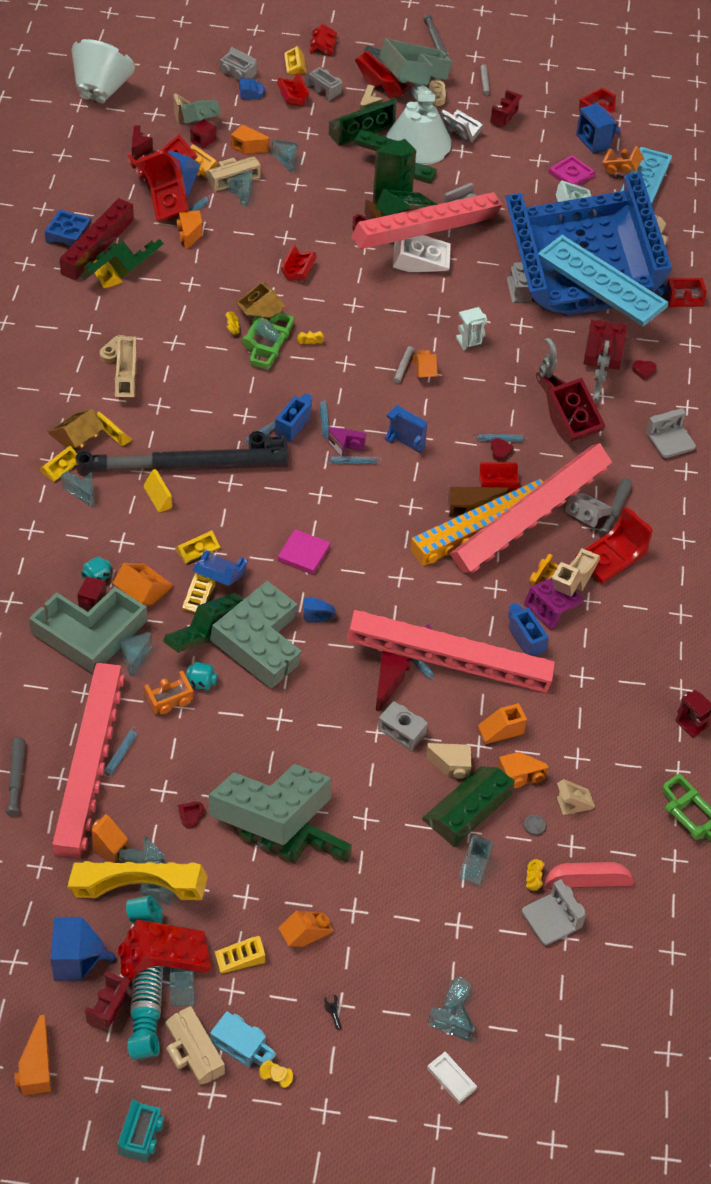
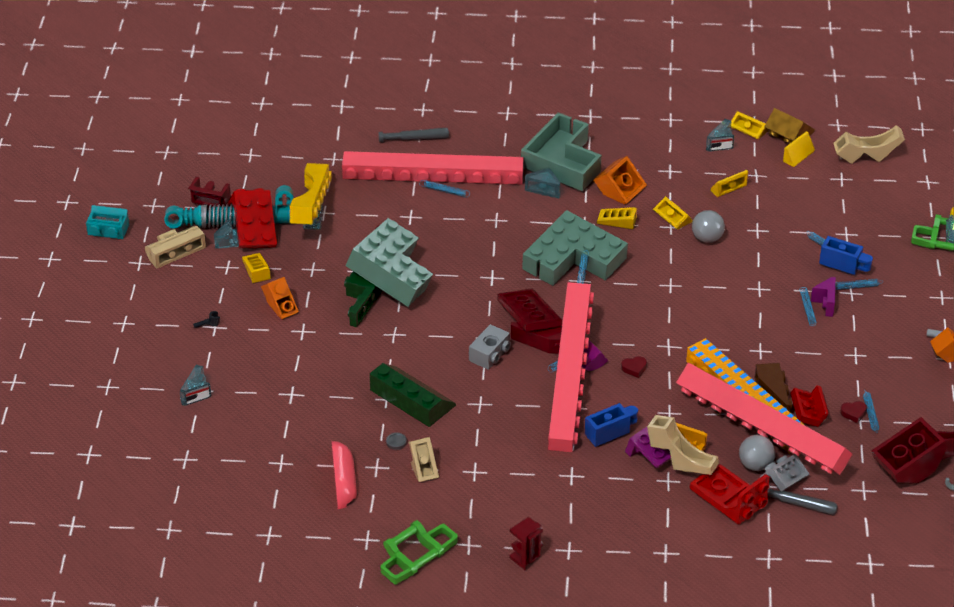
camera: 90 degrees right, 10 degrees down
(34, 1062) = (165, 168): orange slope -> none
(75, 949) = (252, 168): blue piece -> none
(91, 592) = (605, 149): dark red brick -> none
(97, 568) = (630, 150): teal head -> none
(108, 353) = (908, 146): tan plate -> none
(108, 839) = (351, 181): orange slope -> none
(149, 854) = (344, 206): clear light blue slope -> none
(169, 694) = (502, 206): orange window -> none
(201, 676) = (525, 223): teal head -> none
(202, 622) = (558, 205): dark green bracket -> none
(220, 569) = (642, 221): blue piece -> none
(235, 515) = (708, 226): none -> light grey piece
(241, 1040) = (179, 268): medium azure brick -> none
(262, 452) = (795, 241): black piece -> none
(276, 1073) = (151, 288): yellow piece -> none
(303, 551) = (682, 279): dark pink tile -> none
(303, 632) = (583, 268): none -> medium azure piece
(317, 610) = (612, 286): blue rock -> none
(354, 682) = (529, 309): none -> dark red tile
(406, 428) = (848, 330): blue piece -> none
(432, 606) = (634, 366): none -> dark red tile
(450, 759) = (455, 380): tan slope -> none
(451, 1077) = (148, 391): white tile -> none
(458, 991) = (223, 389): clear light blue cone -> none
(476, 859) = (350, 393): clear light blue slope -> none
(503, 724) = (499, 412): orange slope -> none
(523, 768) = (450, 423): orange slope -> none
(534, 875) = (340, 437): yellow piece -> none
(555, 914) = (299, 448): light grey bracket -> none
(568, 522) = (756, 452): none -> light grey piece
(668, 433) = (914, 544): light grey bracket -> none

